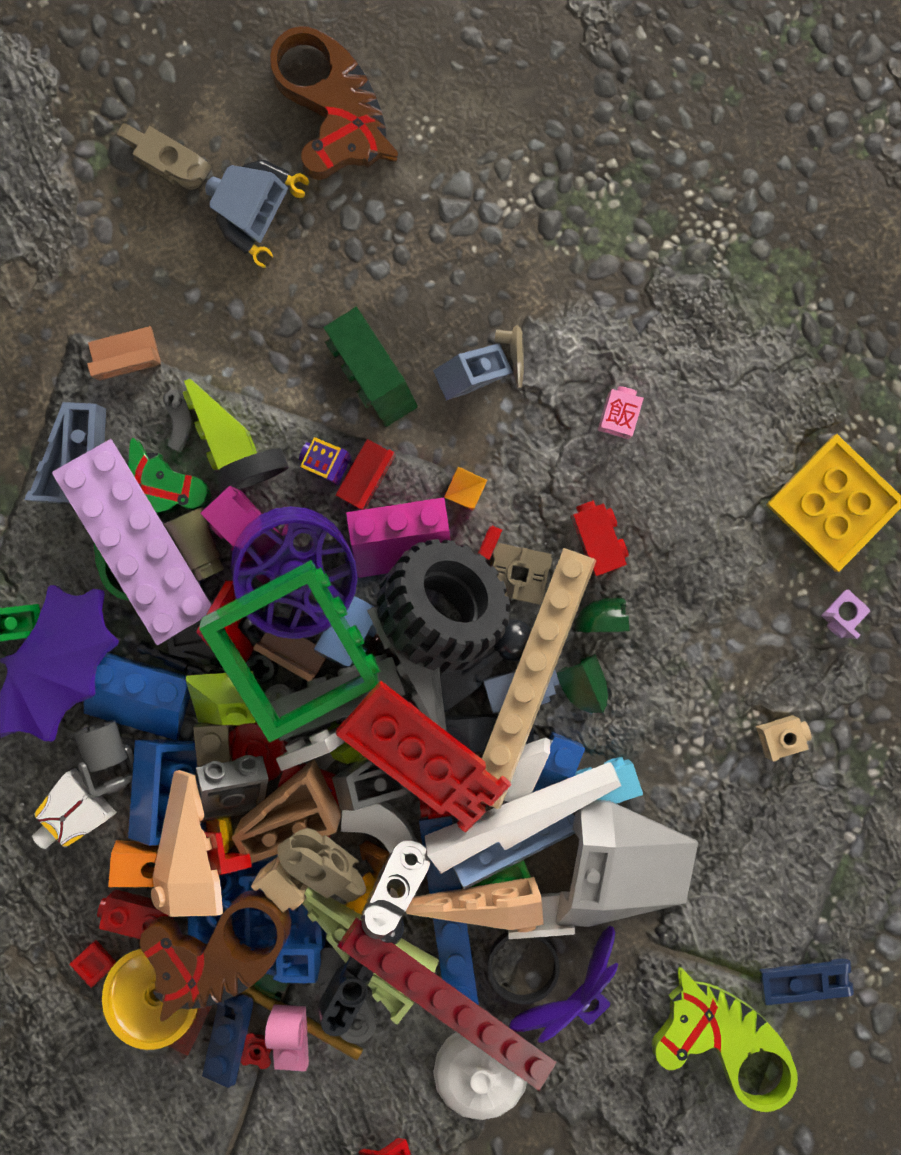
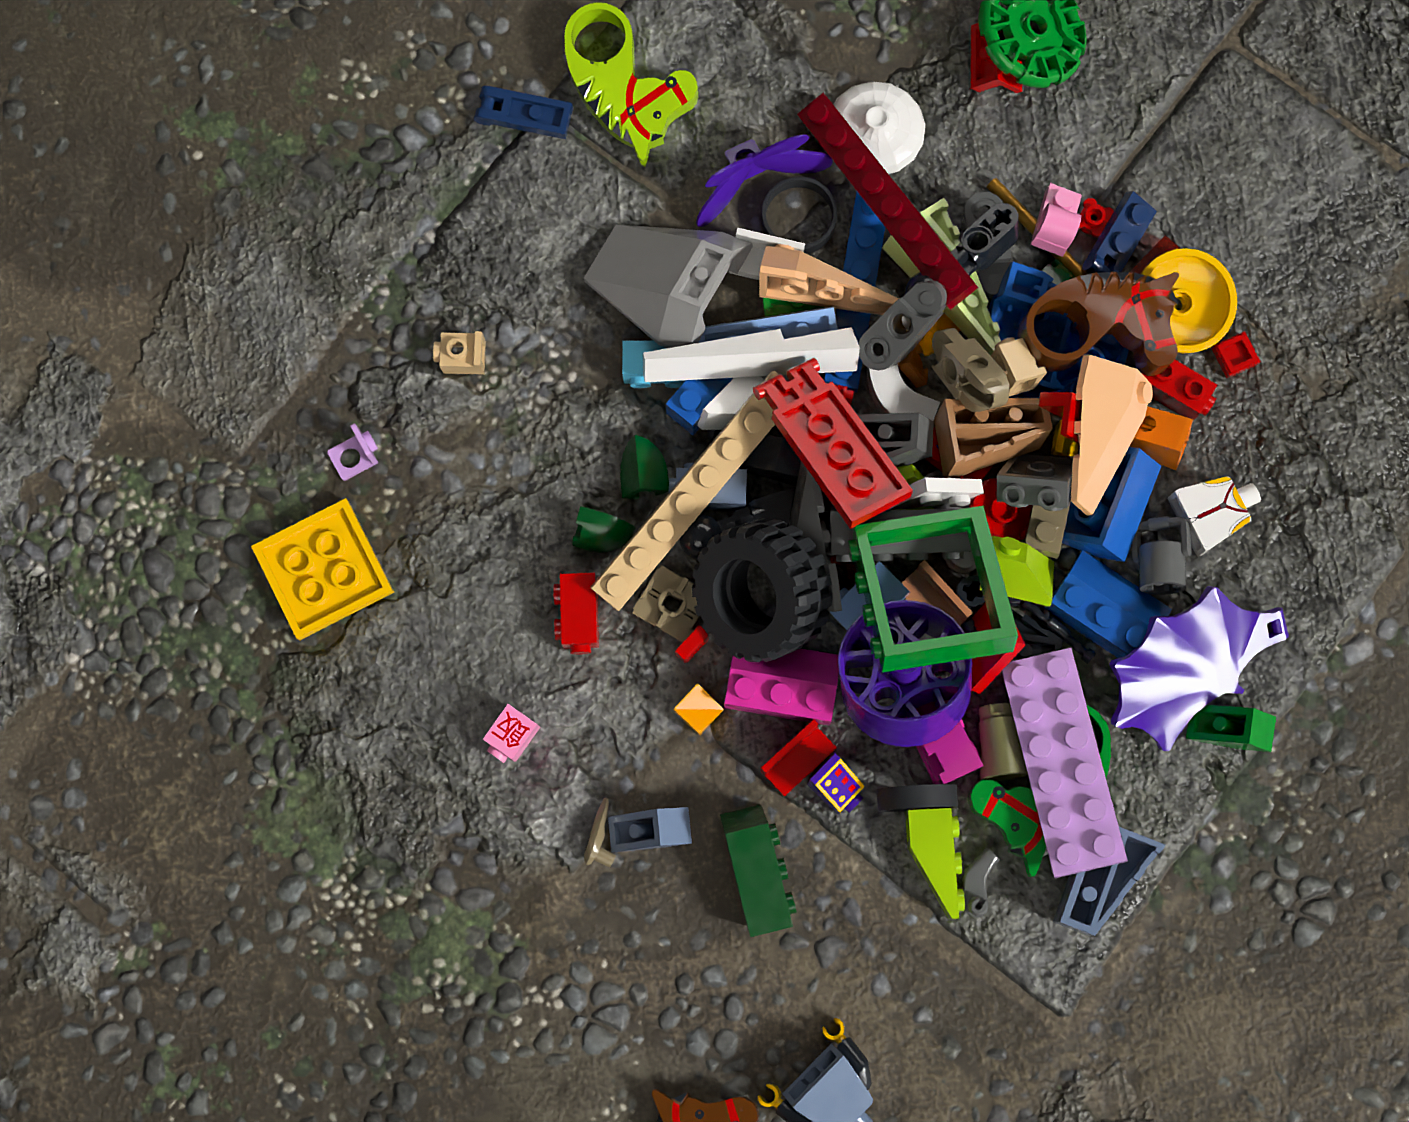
camera: 160 degrees left, 10 degrees down
(123, 354) = (1016, 976): nougat panel -> none

